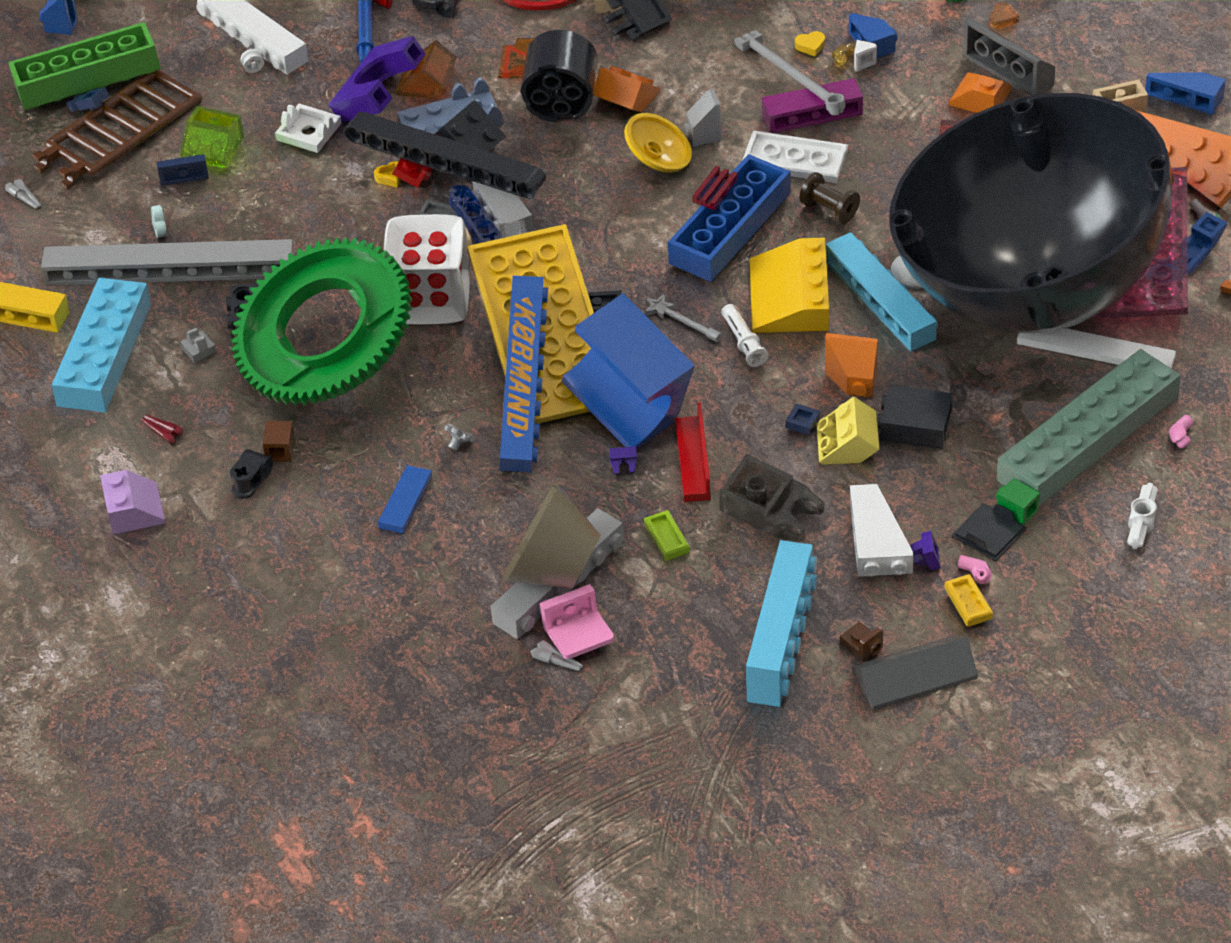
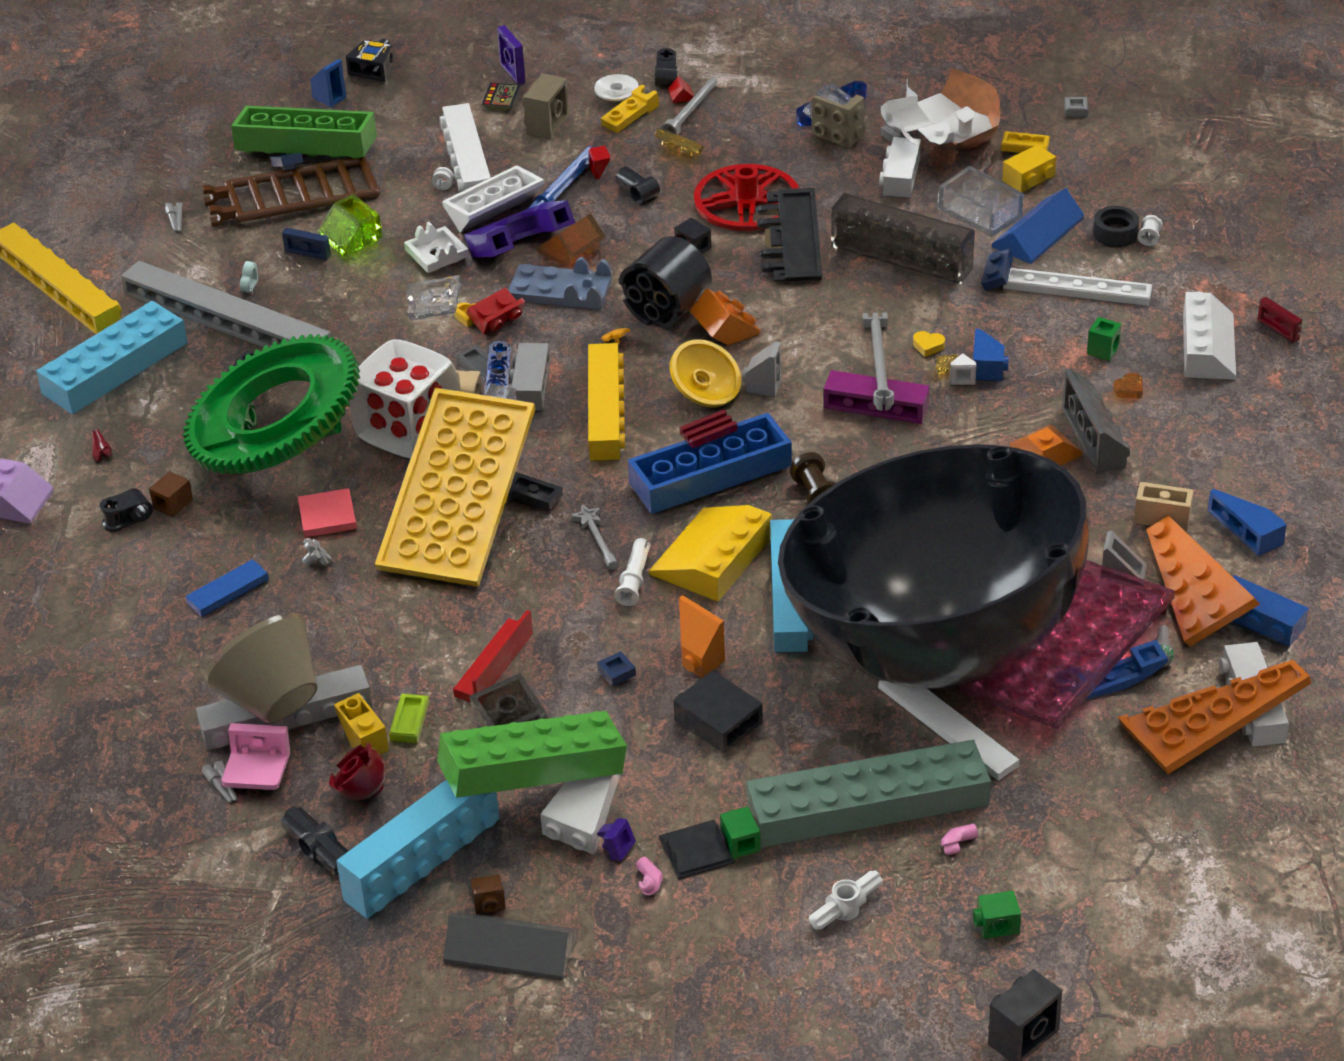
camera: 30 degrees right, 5 degrees down
(197, 345) = (187, 389): light grey tile -> none
(319, 59) = (492, 197): none -> white slope
(354, 158) = (423, 293): none -> clear piece
(431, 398) = (327, 512): none -> coral tile
(445, 155) = (511, 311): black beam -> none
(473, 128) = (549, 304): black brick -> none
(521, 374) = (398, 520): blue brick -> none
(530, 24) = (694, 233): none -> black brick
(541, 141) = (616, 334): none -> light orange plant
(589, 203) = (605, 402): none -> yellow brick
(623, 455) = (427, 629): dark purple tile -> none
(631, 373) = (471, 553): blue piece -> none
(642, 558) = (361, 723): none -> yellow slope
(678, 594) = (360, 774): none -> dark red cylinder
(688, 664) = (314, 838): none -> black piece
(799, 154) = (827, 435): white tile -> none
(826, 511) = (531, 753): none -> bright green brick
(848, 434) = (643, 698): light yellow slope -> none
(968, 600) = (614, 902): yellow plate -> none

